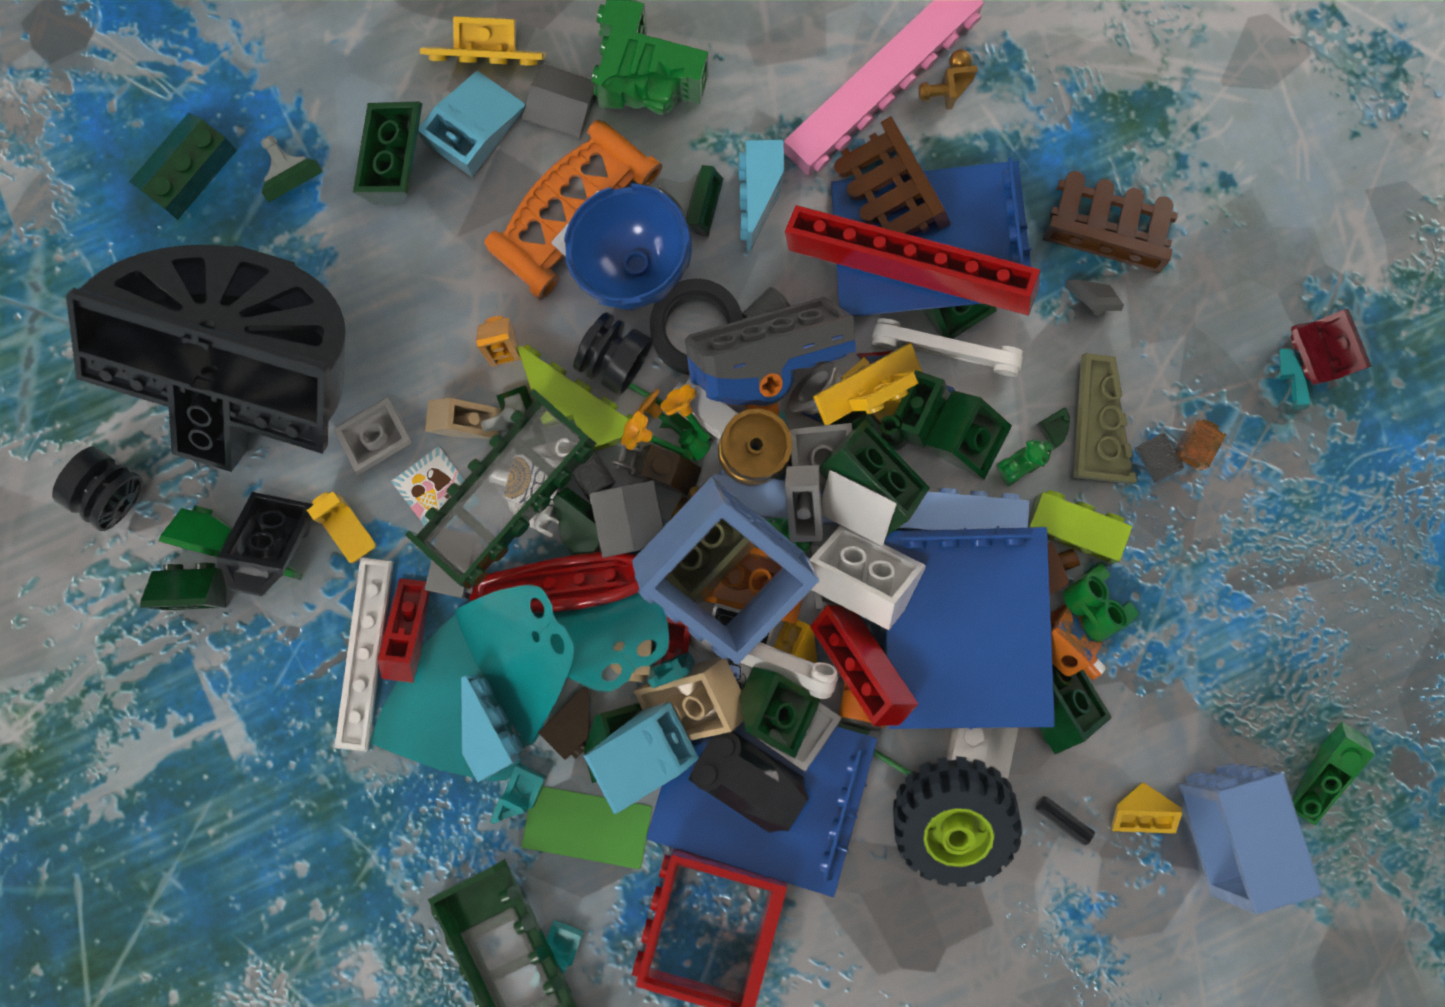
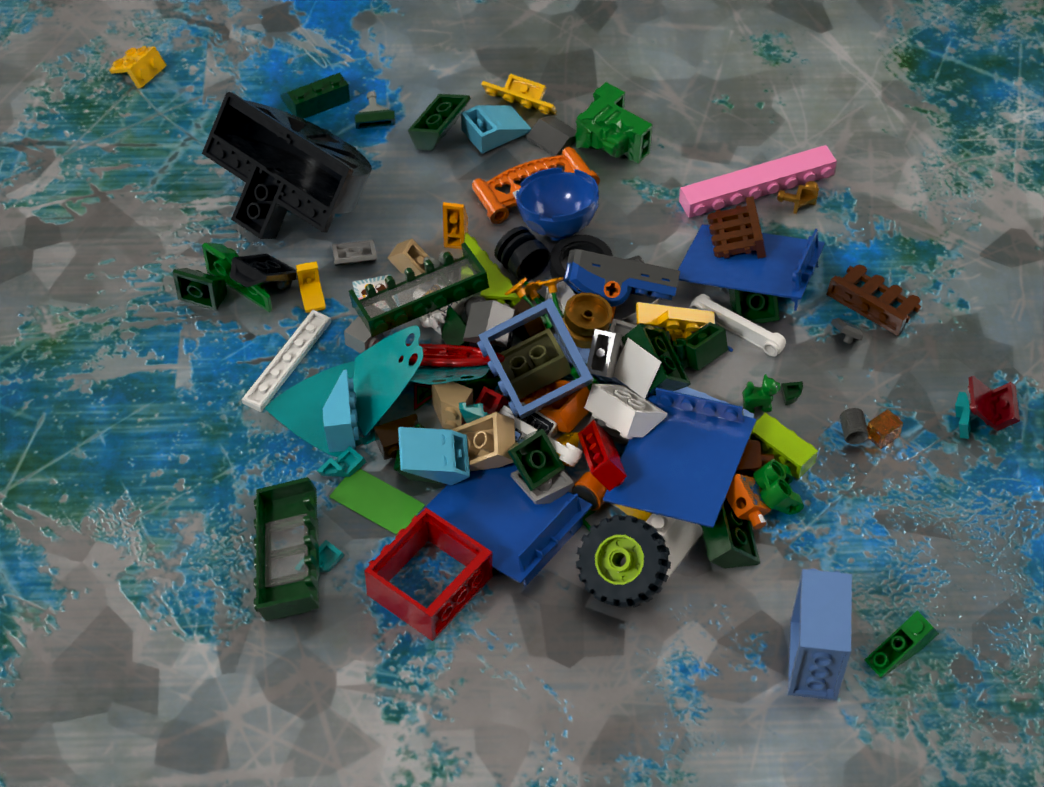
camera: 25 degrees right, 30 degrees down
(97, 488) = (178, 219): black wheel -> none
(404, 632) = (317, 354): red slope -> none
(696, 197) = (614, 203): dark green piece -> none
(750, 782) = (493, 500): black slope -> none
(763, 173) = (654, 205): medium azure slope -> none
(913, 260) = (732, 257): red brick -> none
(968, 433) = (730, 371): dark green slope -> none
(1065, 820) = (701, 608): black axle -> none
(1100, 430) = (821, 400): olive wing -> none
(1146, 812) = (759, 624): yellow slope -> none

